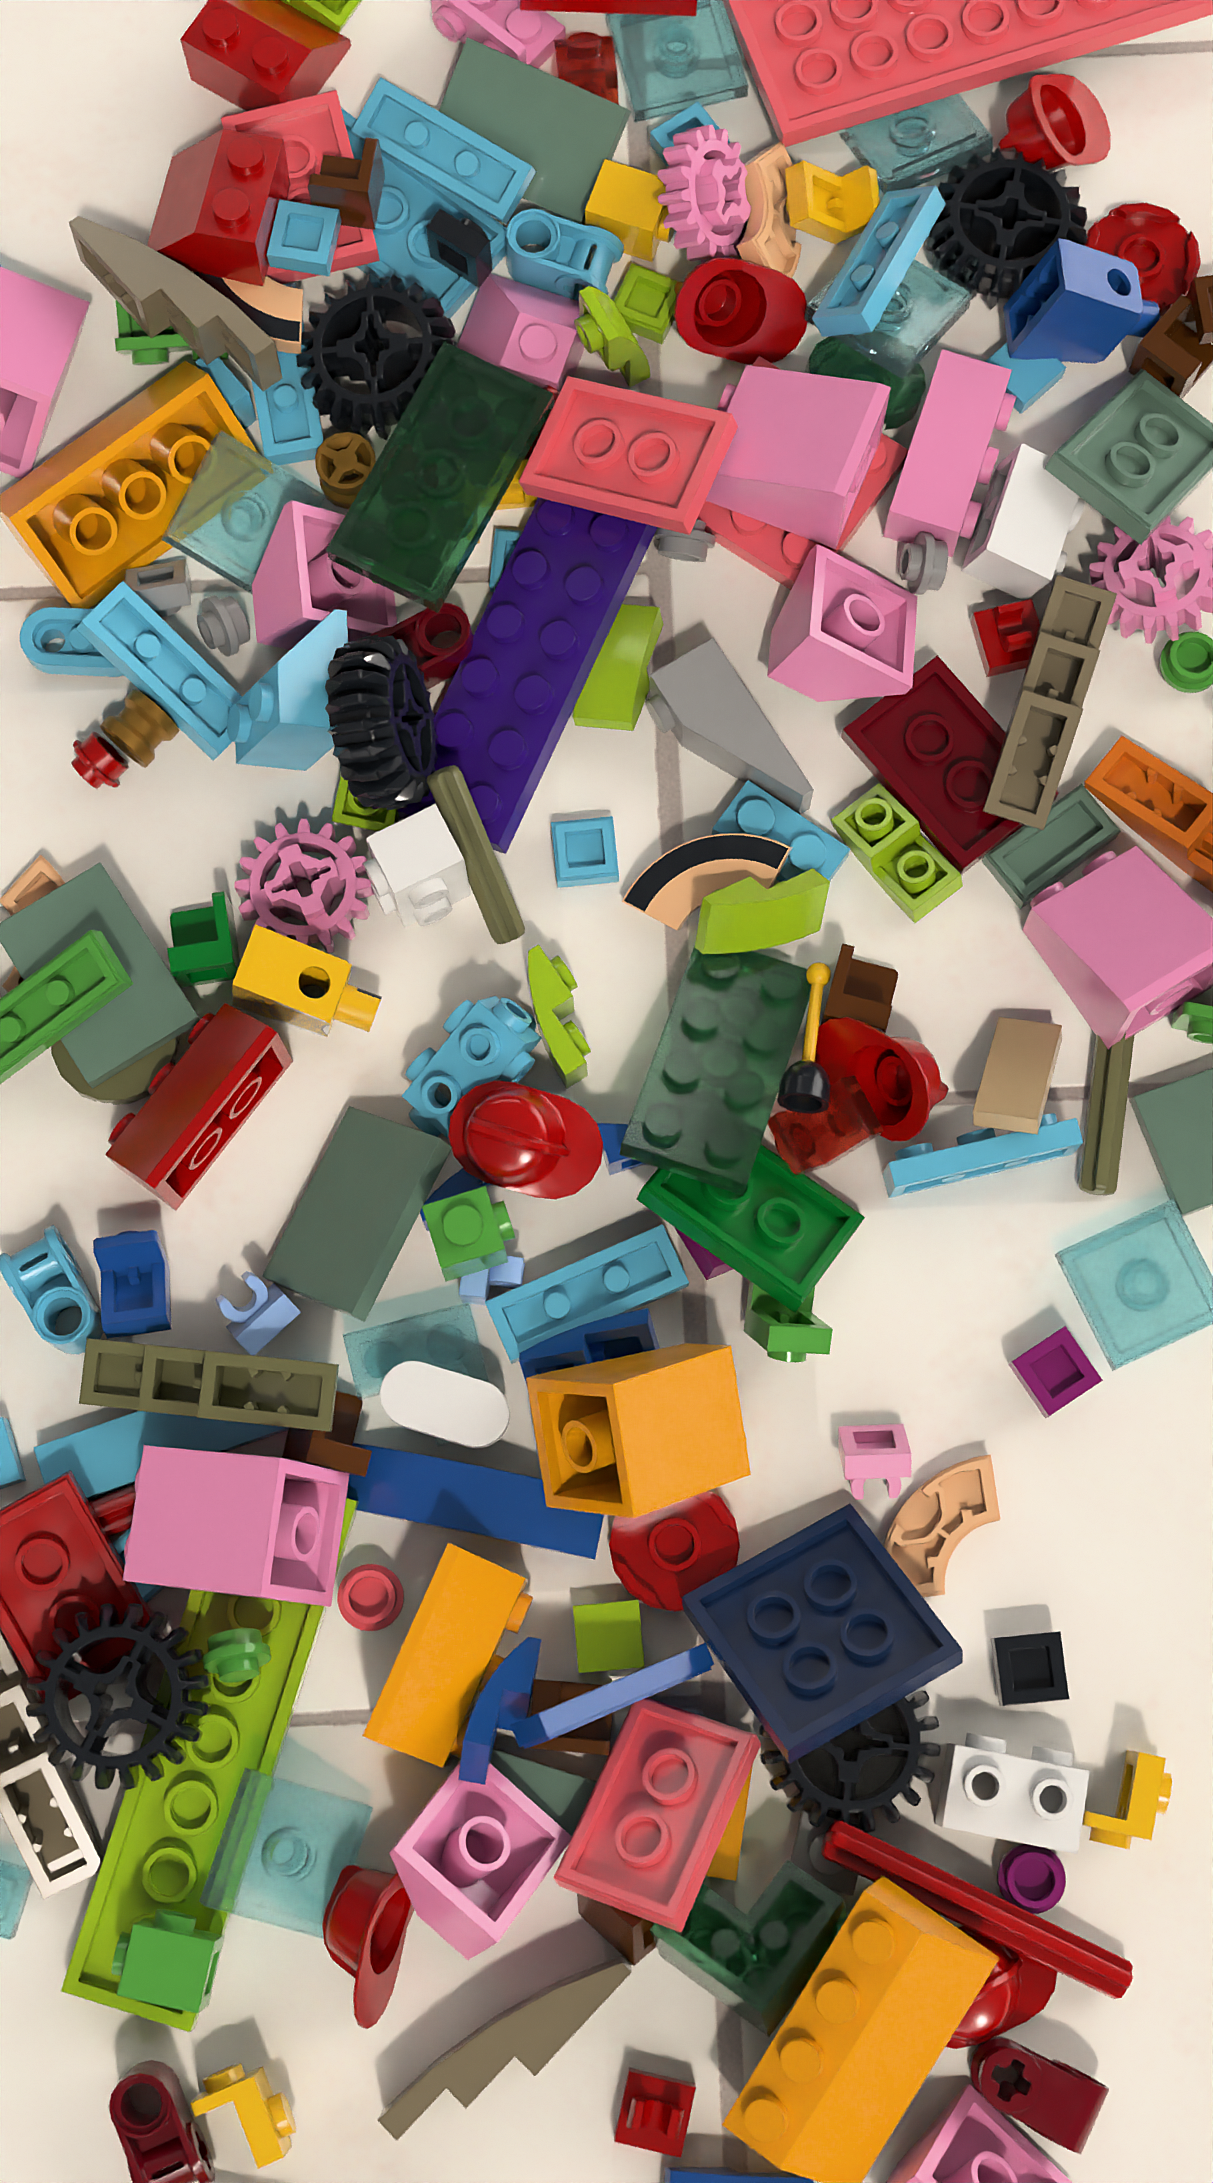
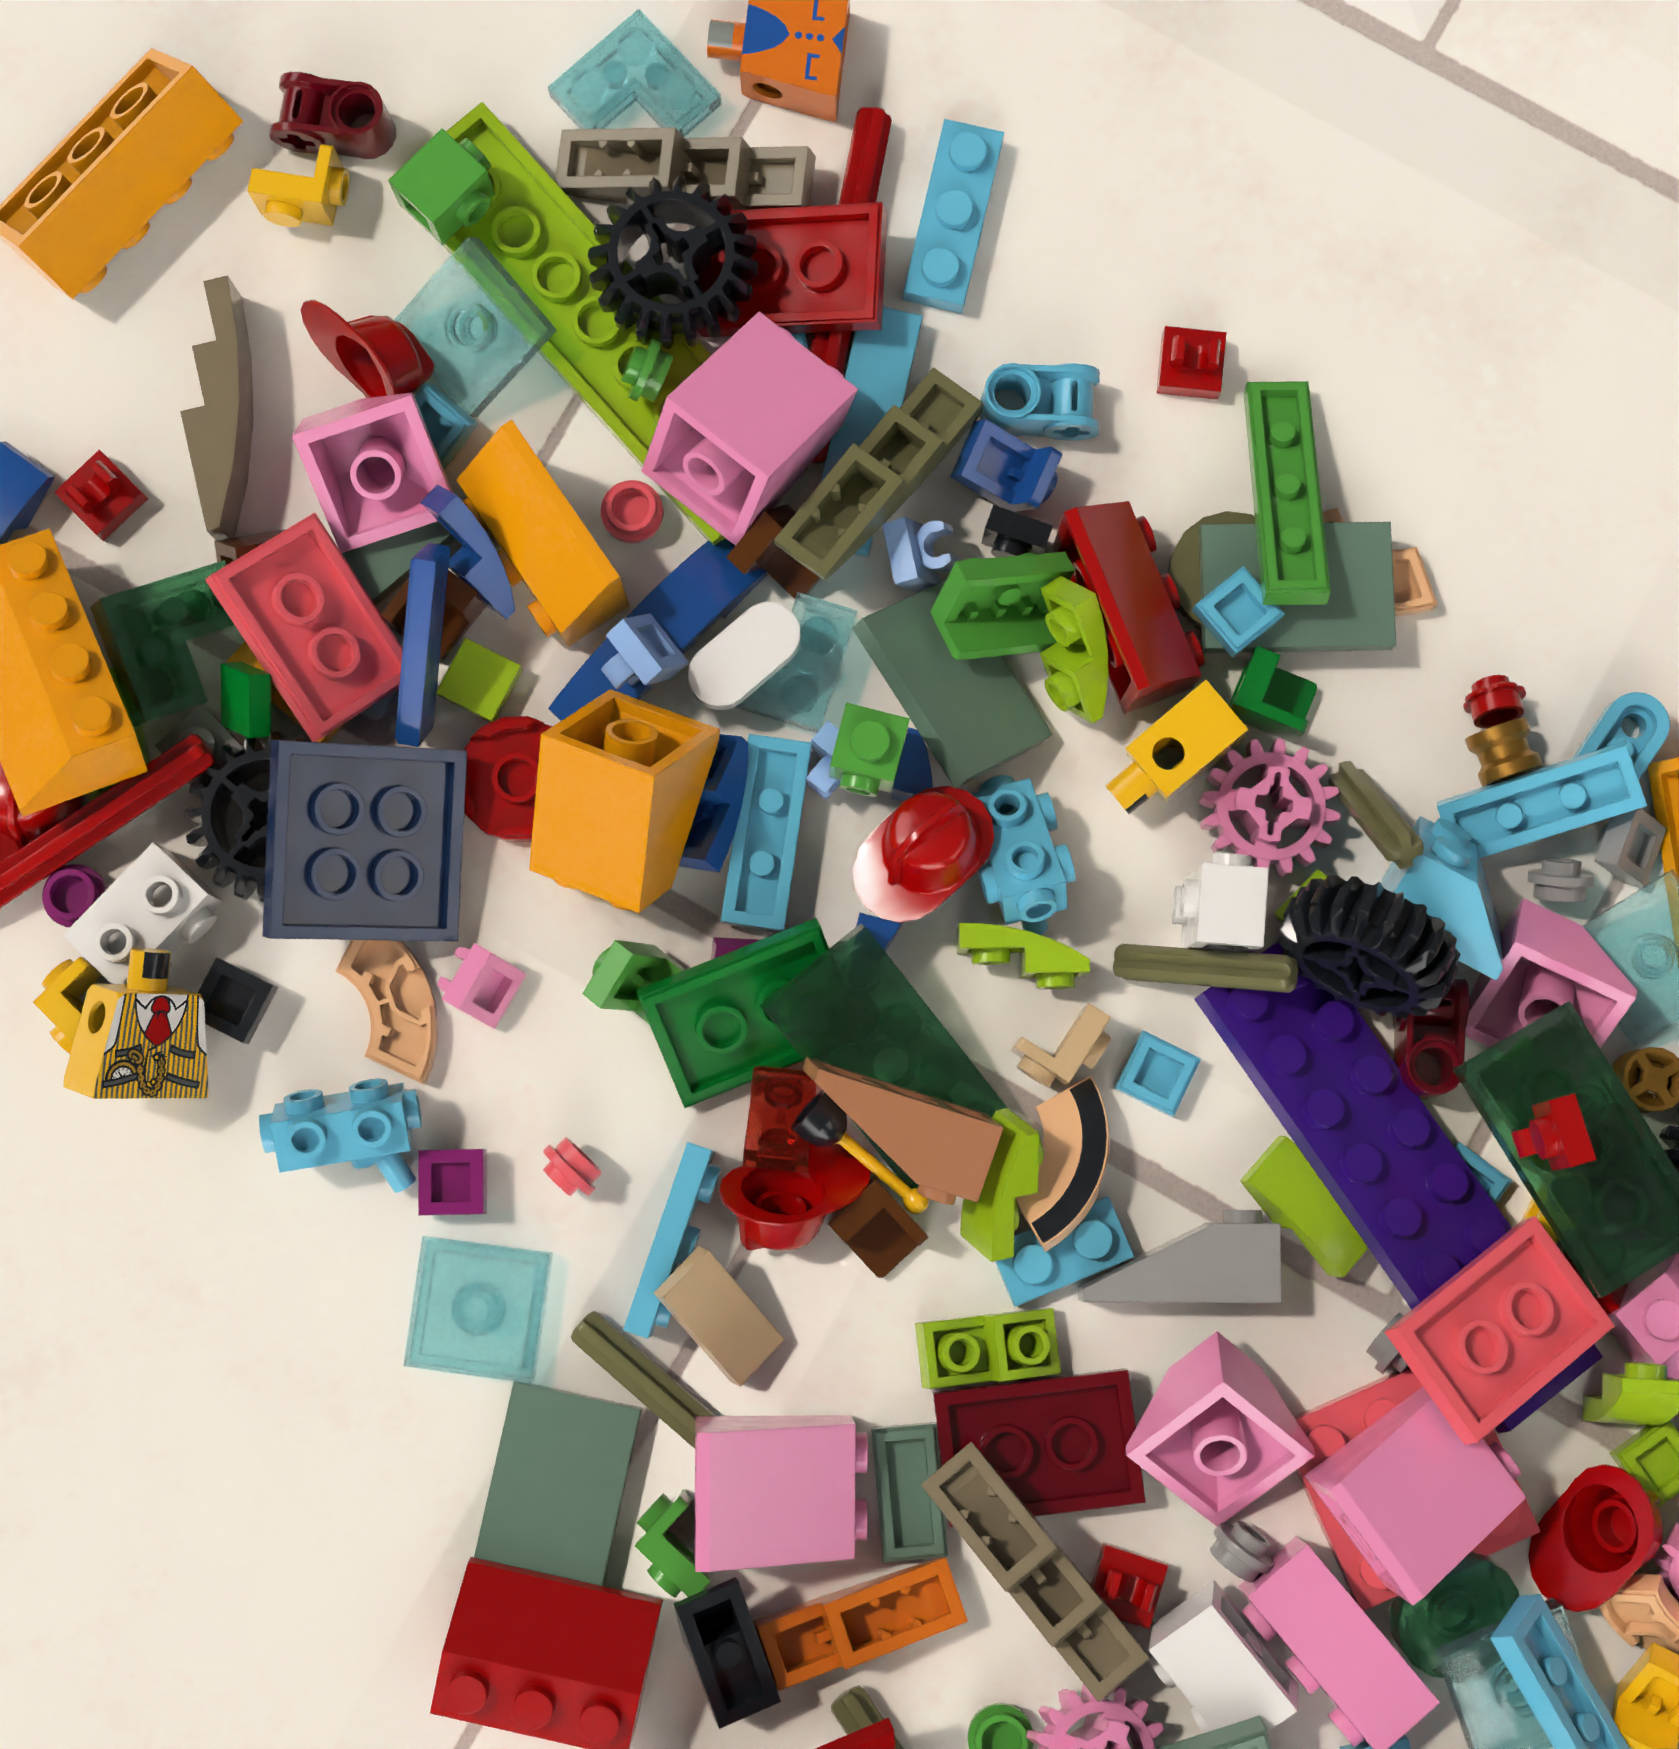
camera: 120 degrees right, 5 degrees up
(150, 1006) = (1236, 612): none -> medium azure tile
(192, 1239) = (1014, 533): none -> black plate
(262, 787) = (1376, 815): none -> olive axle
(265, 1207) = (998, 604): none -> bright green bracket
(268, 1116) = (1080, 657): none -> lime slope
(387, 1822) = (445, 421): none -> medium azure tile
(449, 483) = (1556, 1134): none -> red plate
(500, 1488) = (643, 653): none -> light blue tile
(604, 924) = (1081, 1045): none -> tan bracket
(761, 1831) = (245, 699): none -> green tile
(763, 984) = (929, 1138): none -> nougat slope
(977, 1278) = (571, 1168): none -> coral plate
(1073, 1490) = (356, 1126): none -> medium azure brick
(1119, 1718) = (140, 1037): none -> torso

